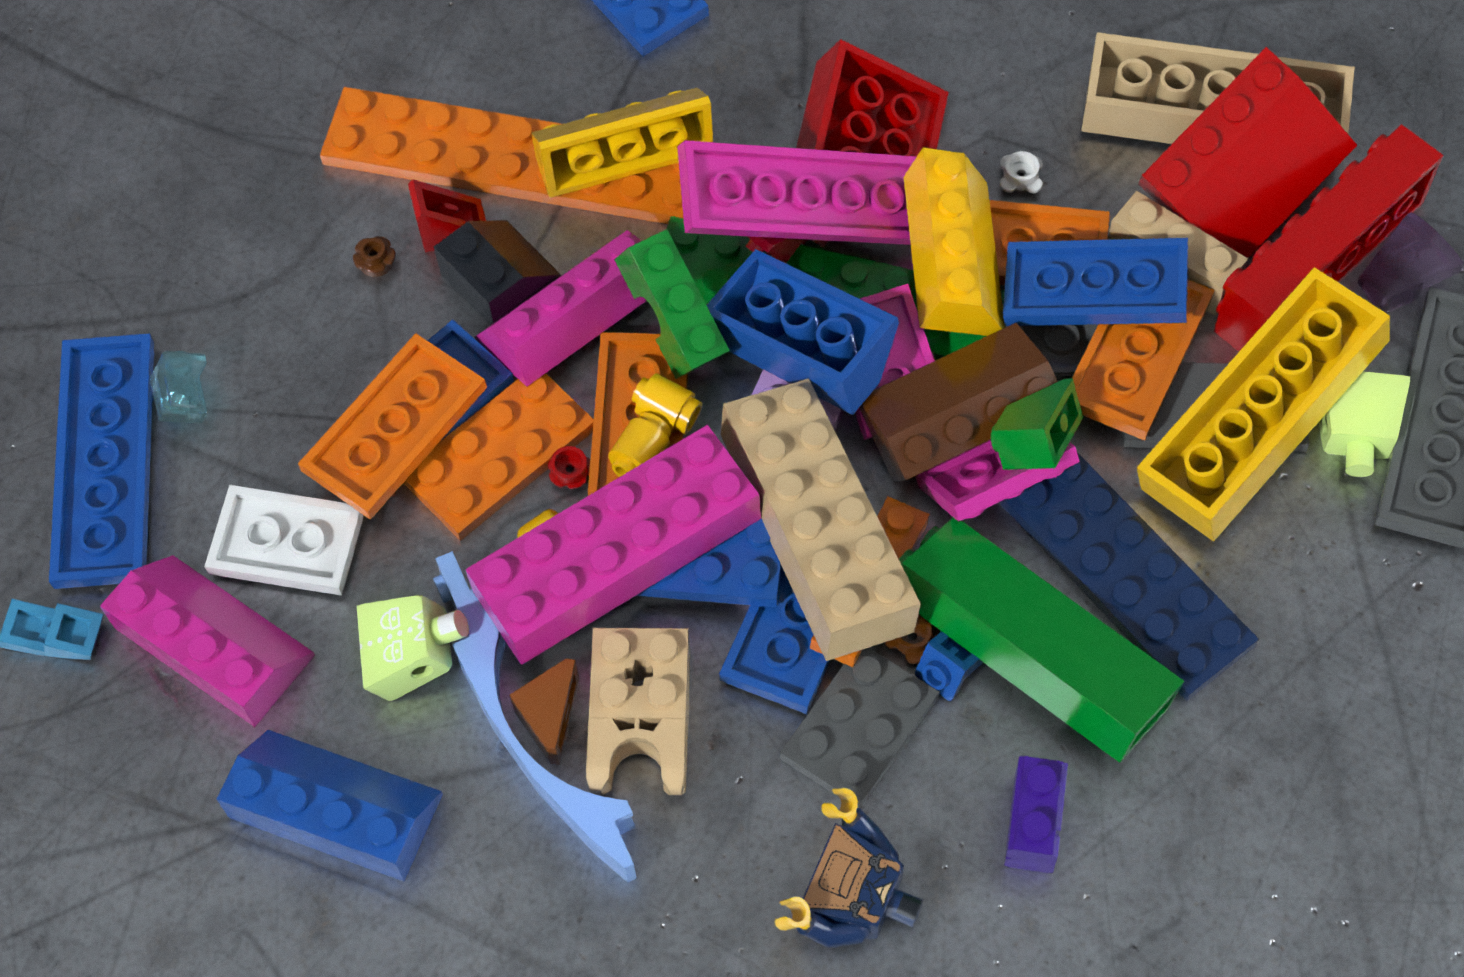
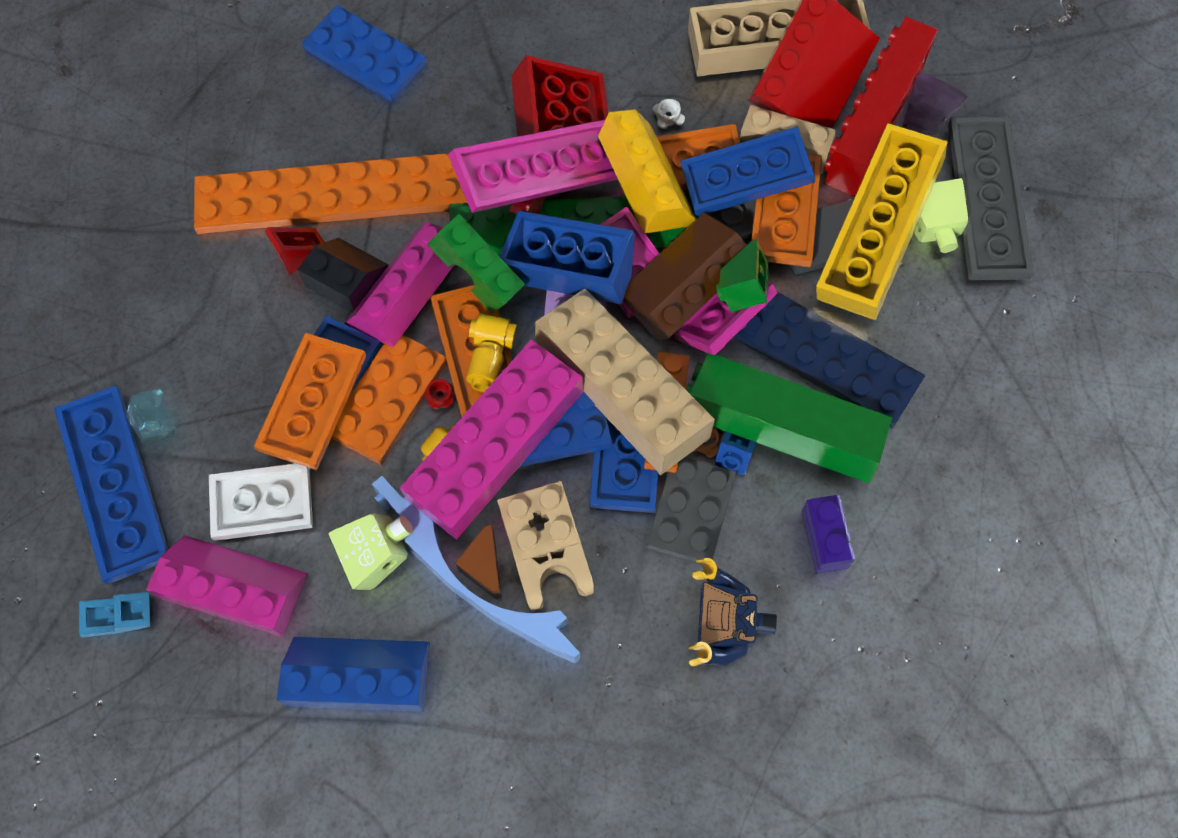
camera: 20 degrees left, 5 degrees up
(374, 265) = (259, 293): reddish brown plate -> none
(621, 141) = (402, 162): yellow slope -> none

